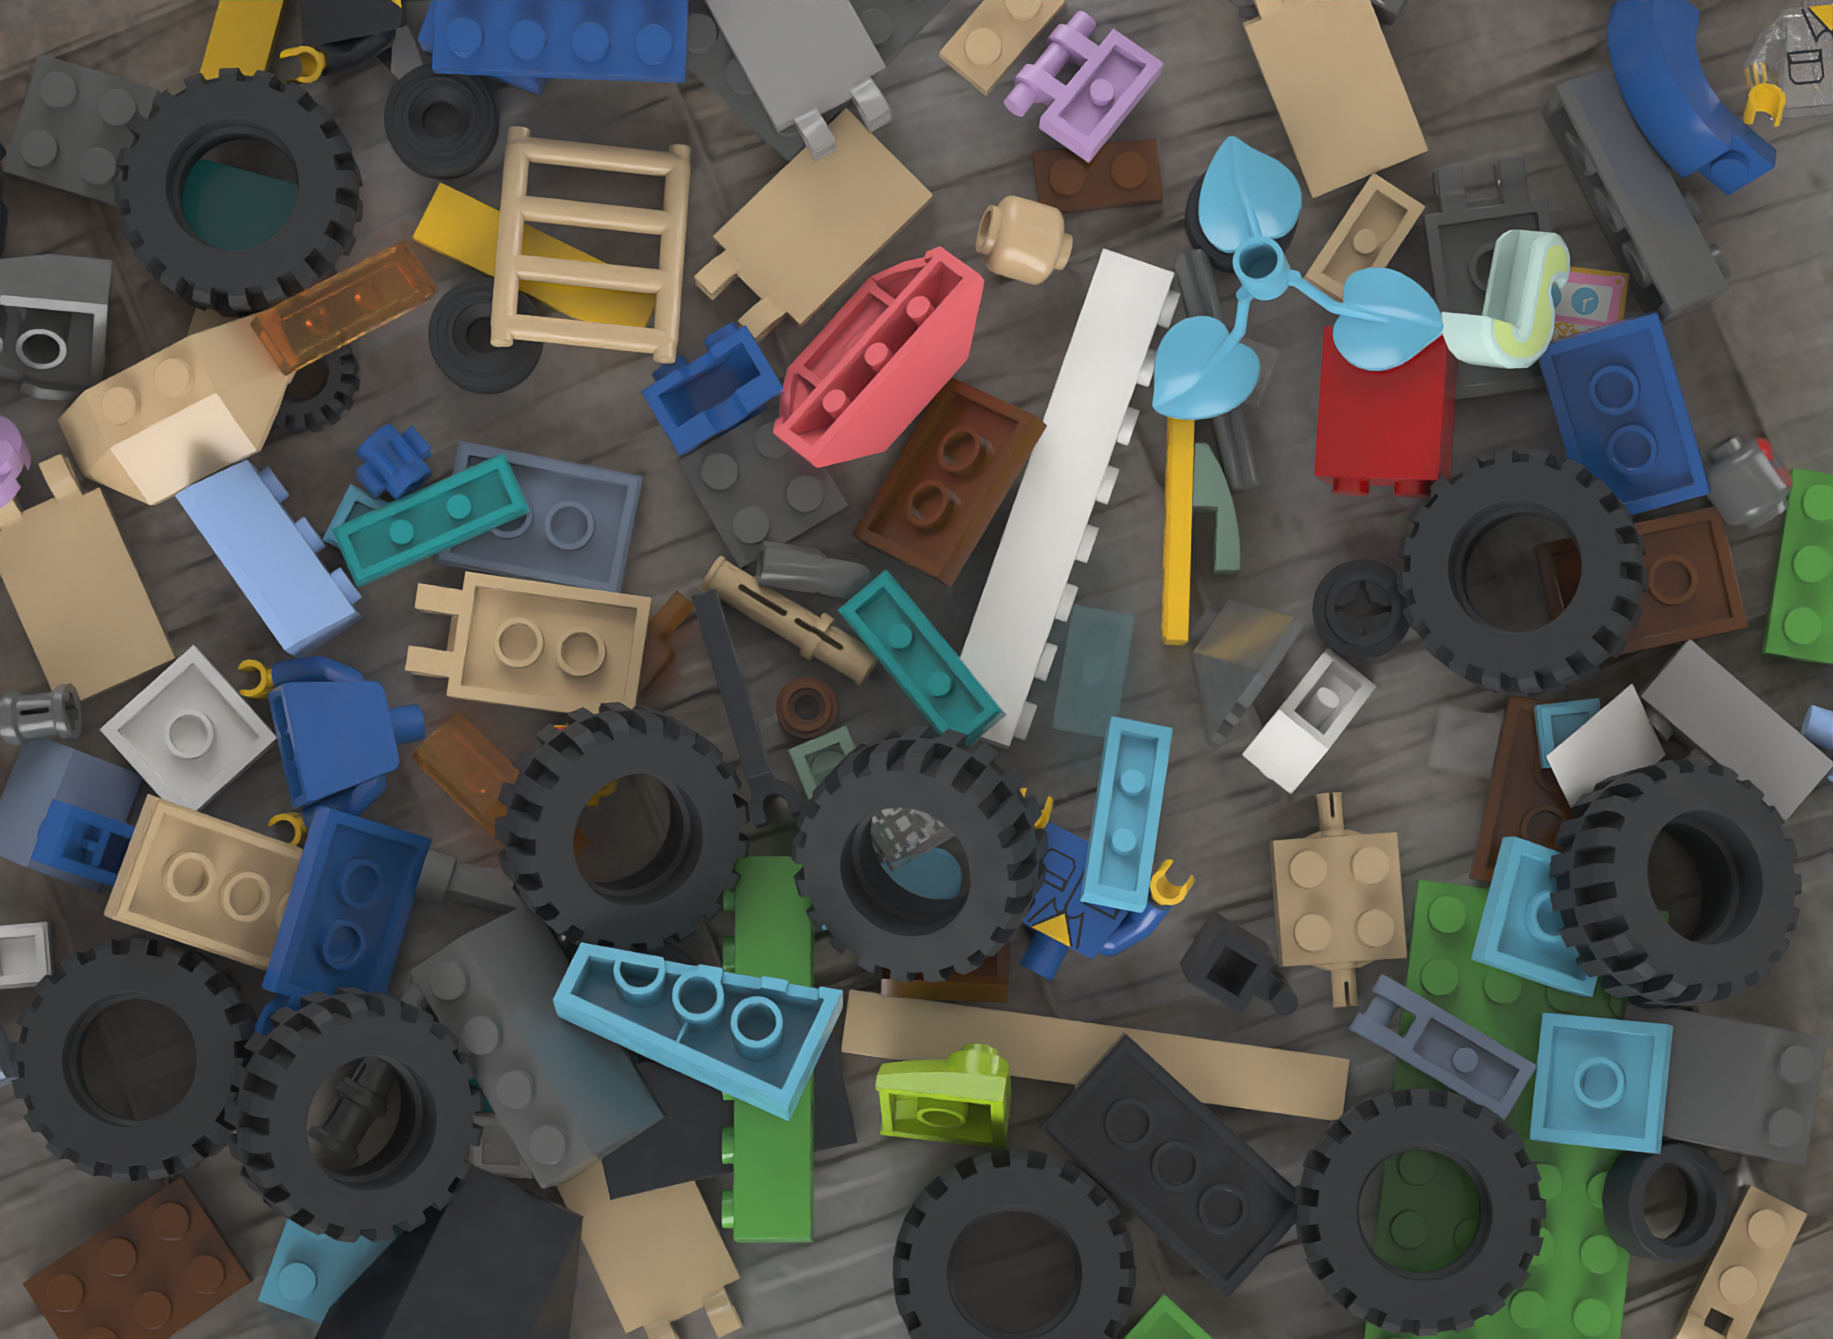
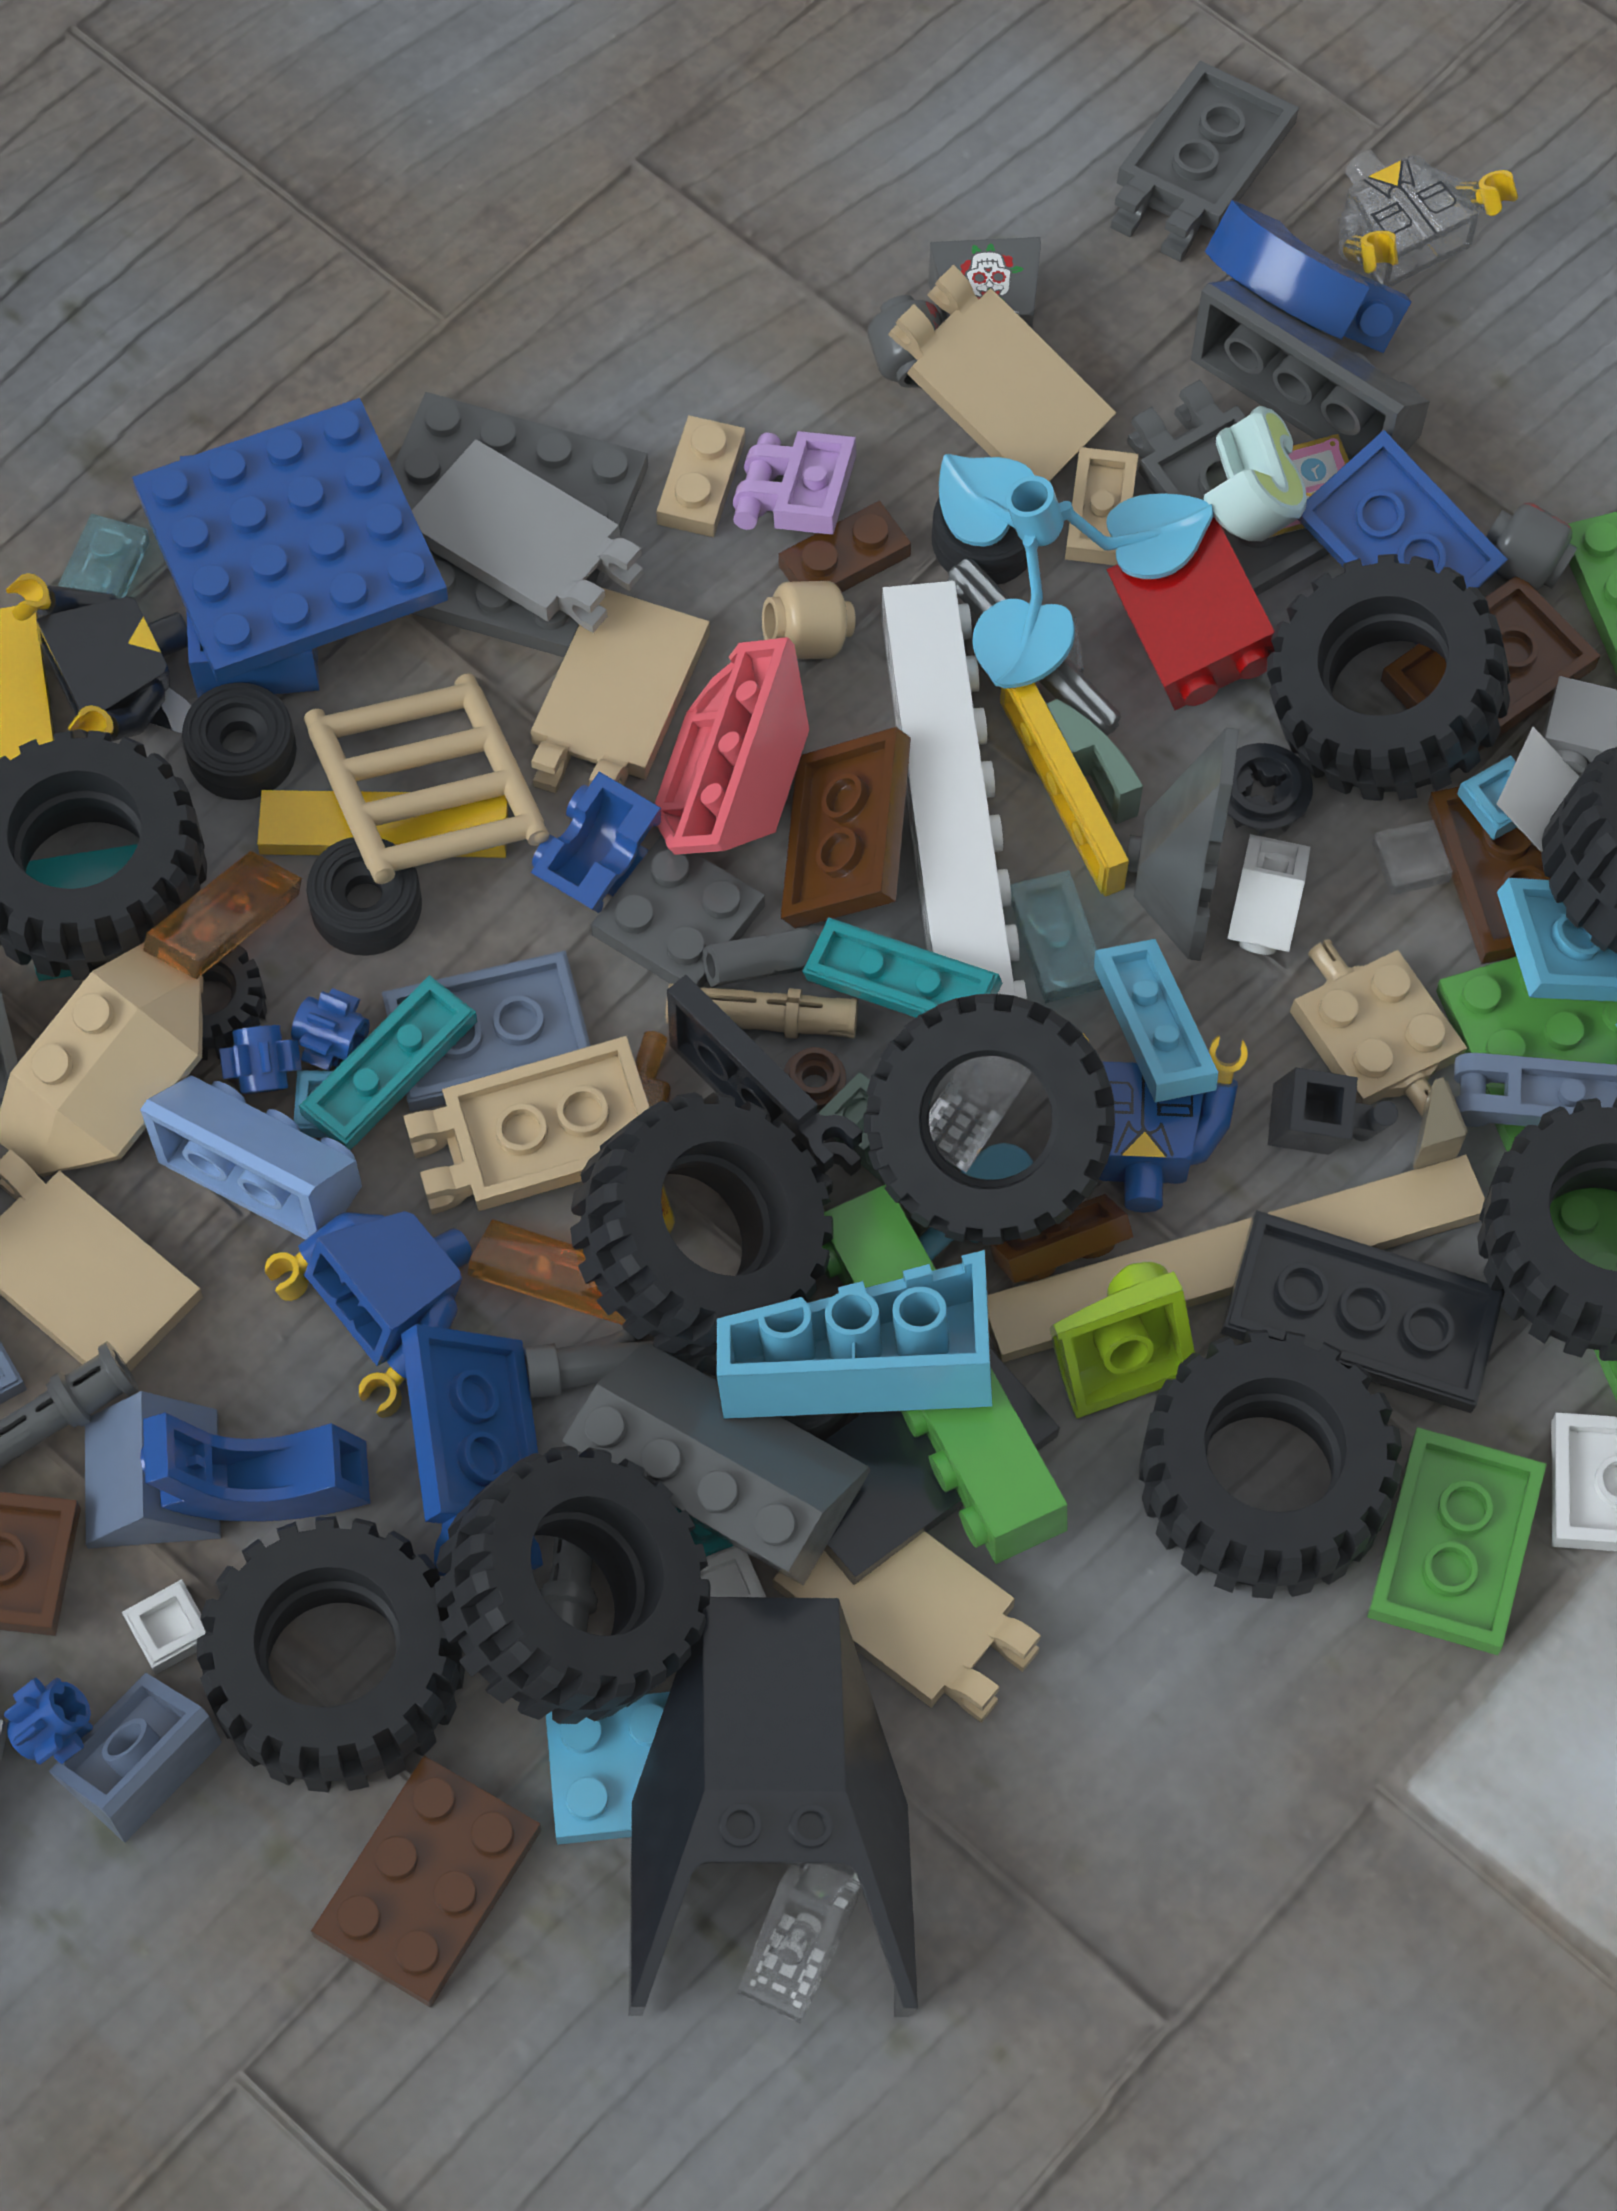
camera: 30 degrees left, 20 degrees down
(190, 732) = (245, 1348): white plate -> none
(204, 882) = (326, 1446): tan tile -> none
(318, 464) = (260, 1059): none -> blue gear
(1330, 1033) = (1441, 1127): none -> dark tan slope

